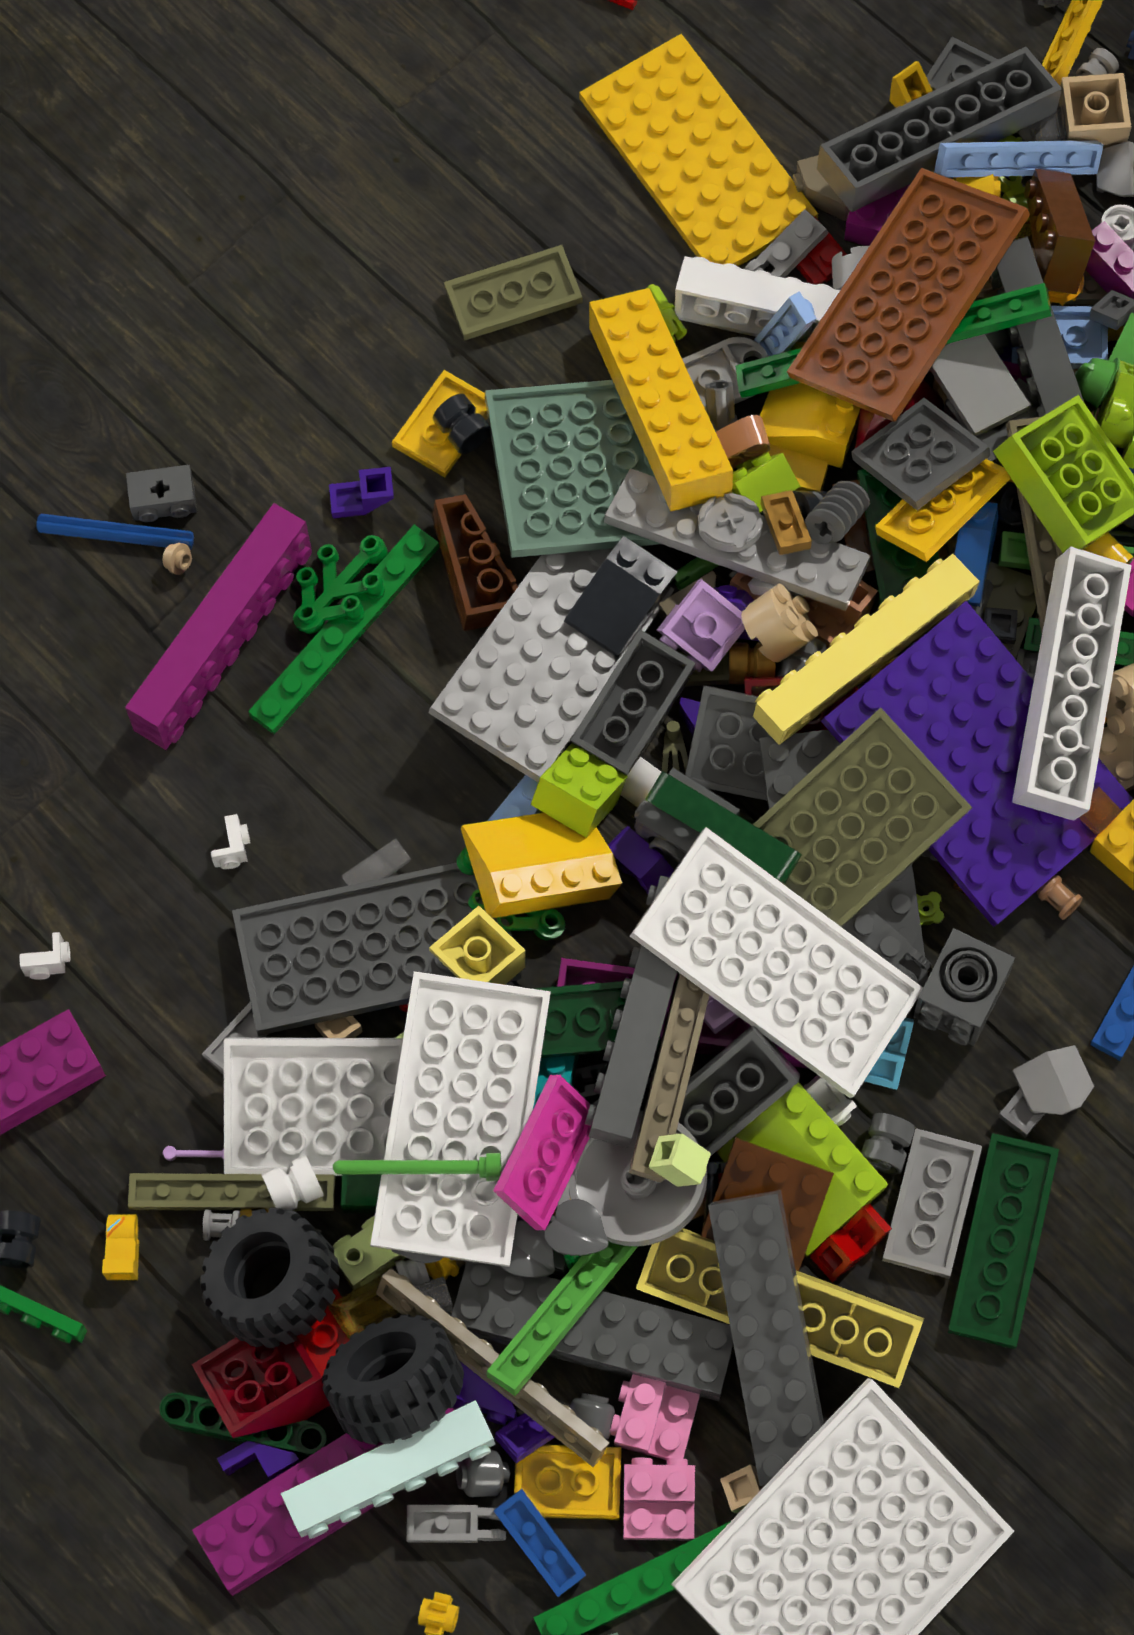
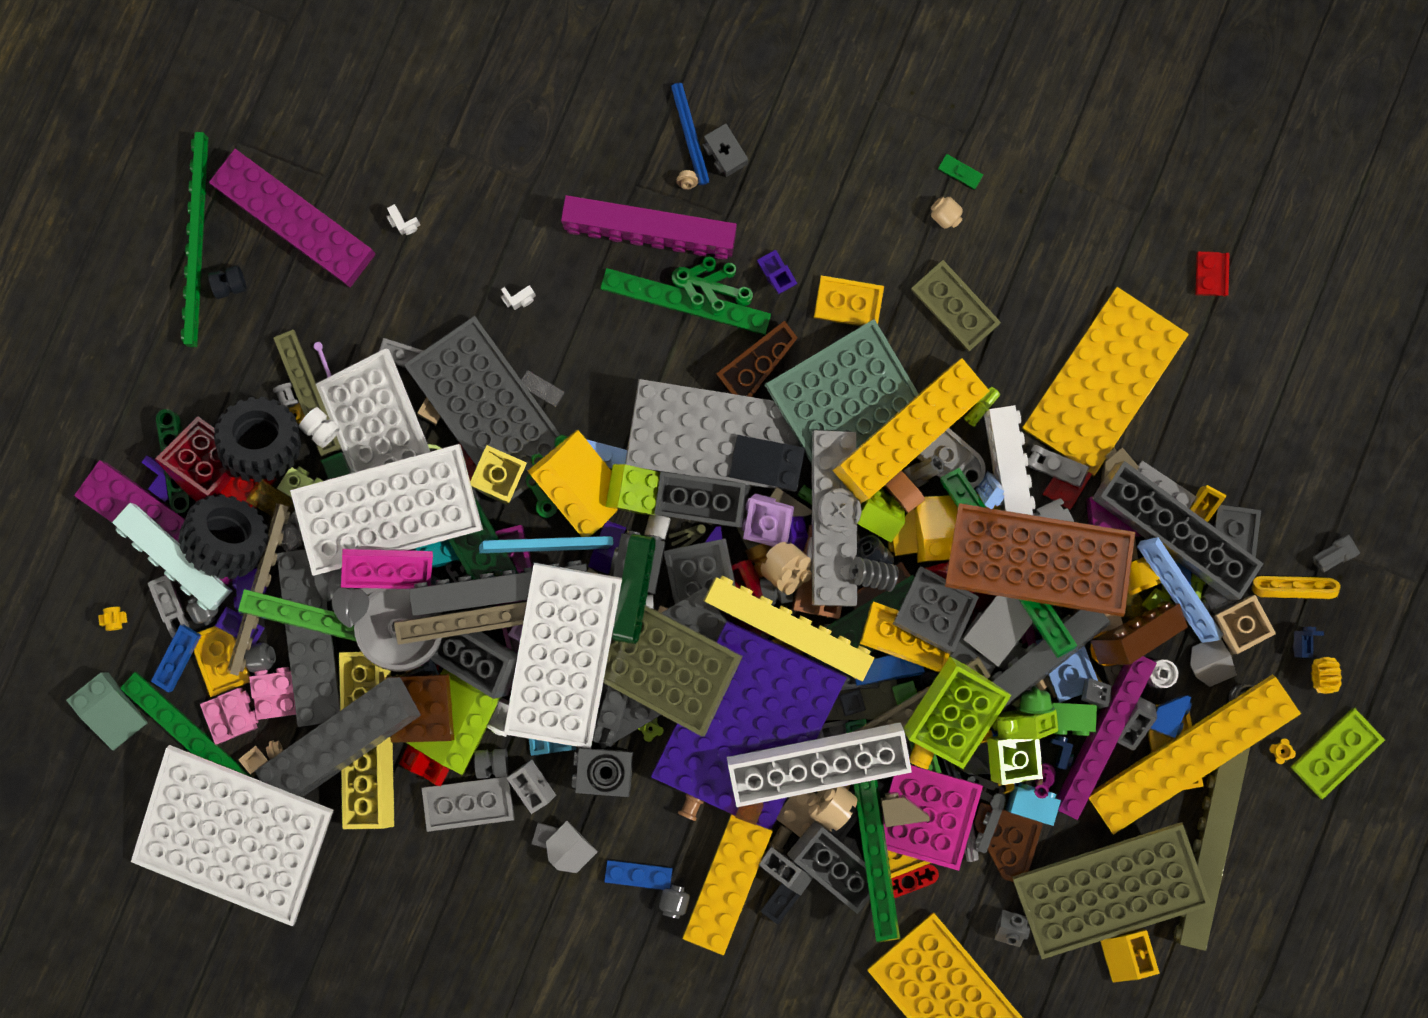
camera: 65 degrees right, 15 degrees up
(121, 1248) = (249, 344): yellow leg -> none
(334, 220) = (960, 171): none -> green piece
(382, 253) = (946, 212): none -> tan head
(466, 427) = (846, 314): black wheel -> none
(487, 1167) = (360, 540): bright green piece -> none
(607, 925) = (547, 544): none -> medium azure tile
(679, 1160) = (409, 649): yellowish green brick -> none
(739, 1451) = (274, 749): none -> tan plate
(786, 522) = (852, 545): pearl gold plate -> none
(944, 1099) = (531, 786): none -> light grey brick
(1003, 1241) = (462, 854): dark green plate -> none
(1099, 63) = (1279, 614): light grey wheel -> none

